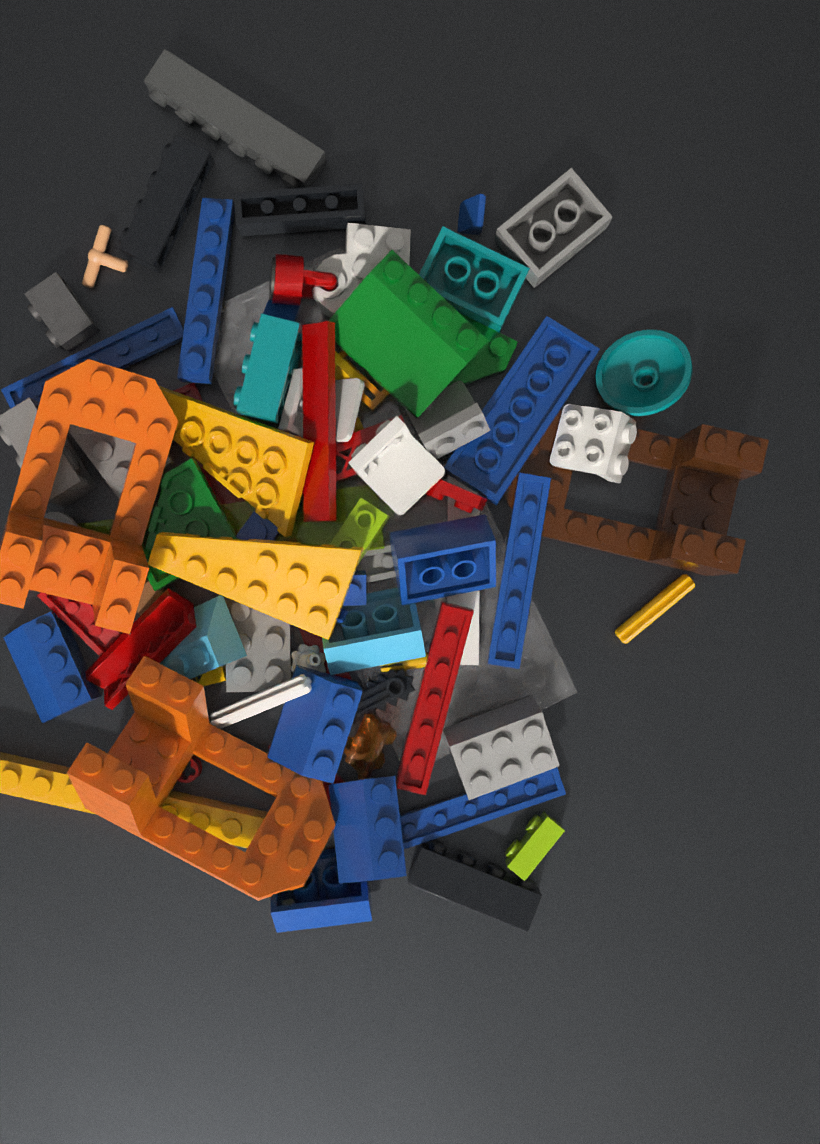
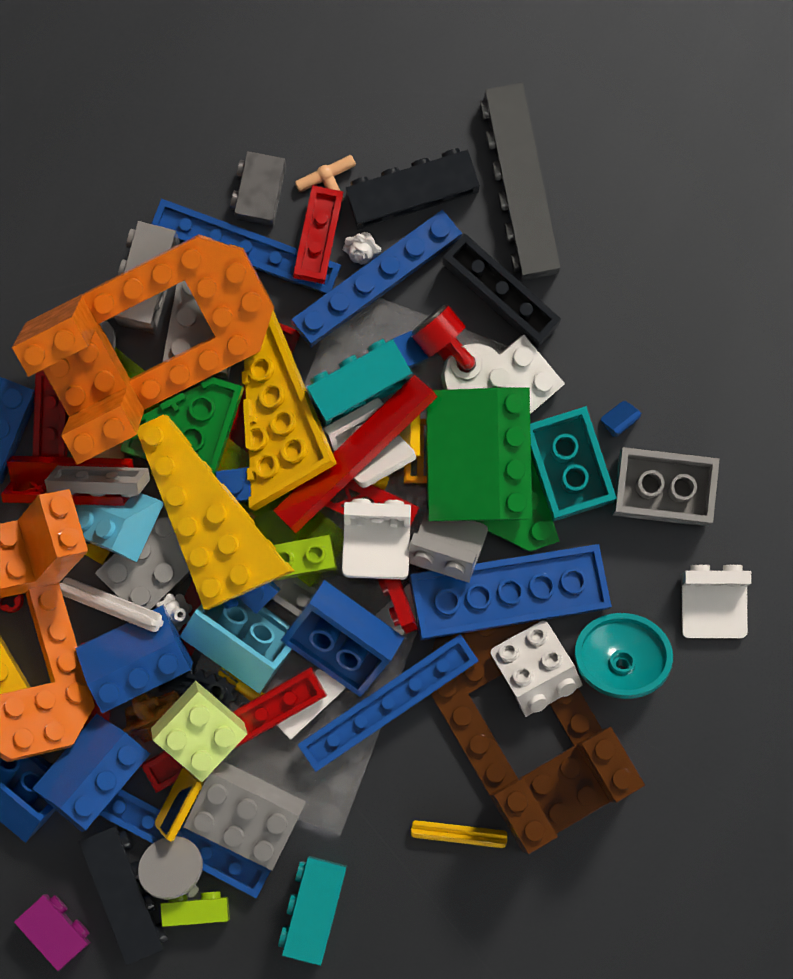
camera: 45 degrees right, 5 degrees down
(134, 301) = (318, 234): none -> red plate
(160, 627) = (98, 480): none -> light grey plate
(174, 281) = (361, 248): none -> white plant
(413, 727) = (198, 731): none -> yellowish green brick
(449, 787) = (178, 804): none -> yellow slope
(453, 959) = (53, 931): none -> magenta brick
(489, 836) = (171, 868): none -> light grey shield
(615, 763) = (312, 910): none -> teal brick
(664, 273) = (715, 602): none -> white bracket

